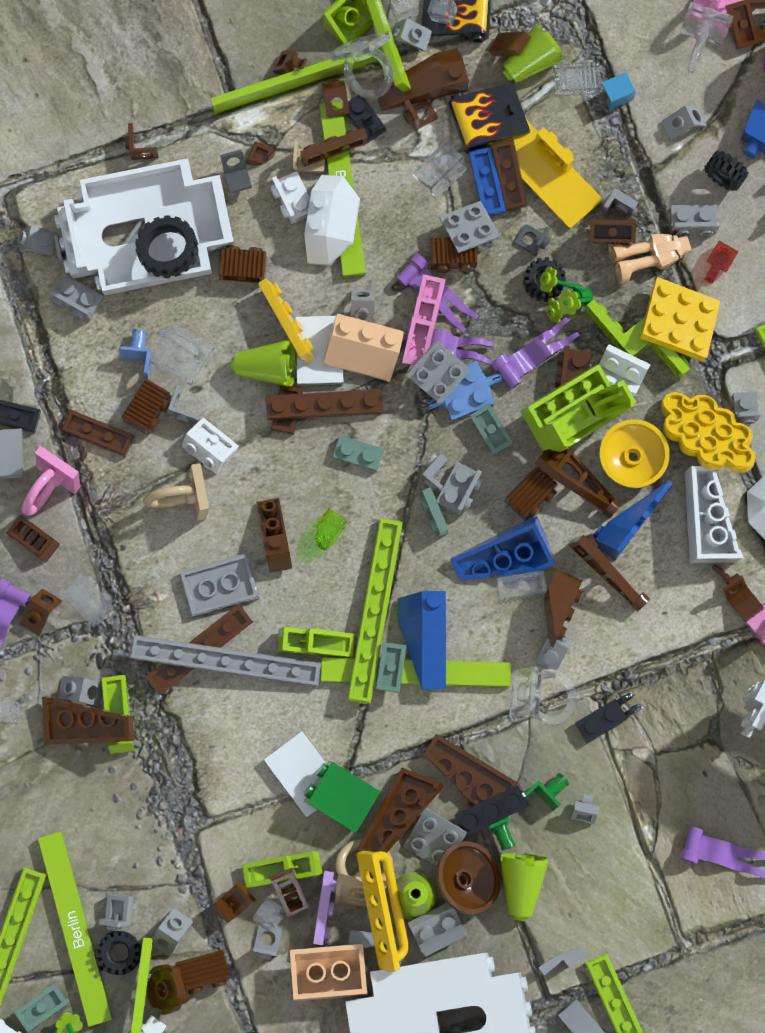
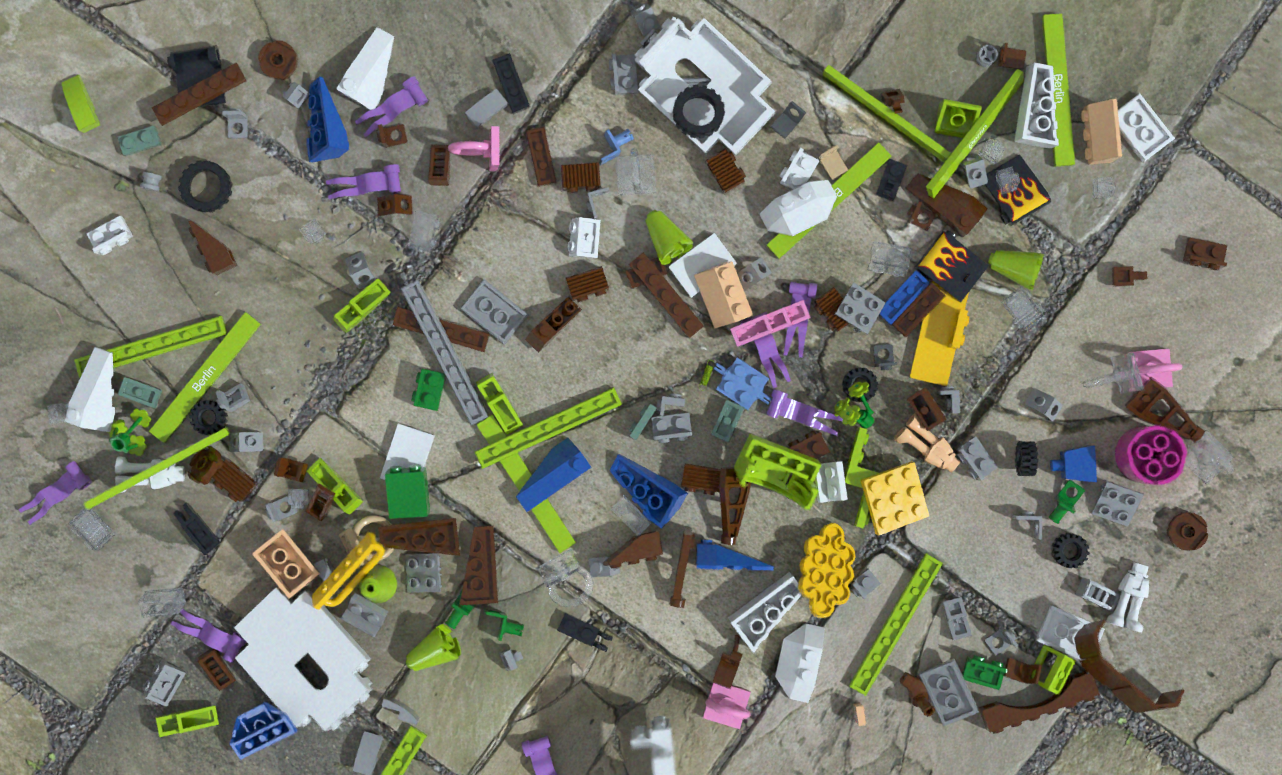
camera: 60 degrees right, 10 degrees up
(78, 723) = (335, 285): reddish brown wing -> none
(136, 153) = (758, 32): reddish brown bracket -> none
(189, 493) = (541, 250): tan tile -> none
(252, 704) = (429, 389): none -> green bracket
(257, 473) = (587, 284): none -> reddish brown brick
(260, 154) = (814, 126): reddish brown tile -> none
(291, 327) = (709, 223): yellow plate -> none
(325, 909) = (328, 532): lavender plate -> none
(329, 529) = (581, 358): clear neon green rock -> none
(333, 89) = (896, 146): reddish brown bracket -> none
(333, 146) = (853, 173): reddish brown plate -> none
(358, 453) = (648, 341): sand green plate -> none
(362, 49) = (935, 144): clear tile -> none
(391, 667) = (515, 466): sand green plate -> none
(431, 420) = (706, 375): none -> lime piece
(438, 371) = (740, 358): light grey bracket -> none
(478, 875) = (411, 622): reddish brown dish -> none
(492, 810) = (466, 598): black plate -> none
(509, 44) = (1014, 244): reddish brown tile -> none
(618, 90) = (1034, 343): dark azure panel -> none
(645, 443) = (786, 540): yellow dish -> none
(720, 259) = (960, 497): clear red plate -> none

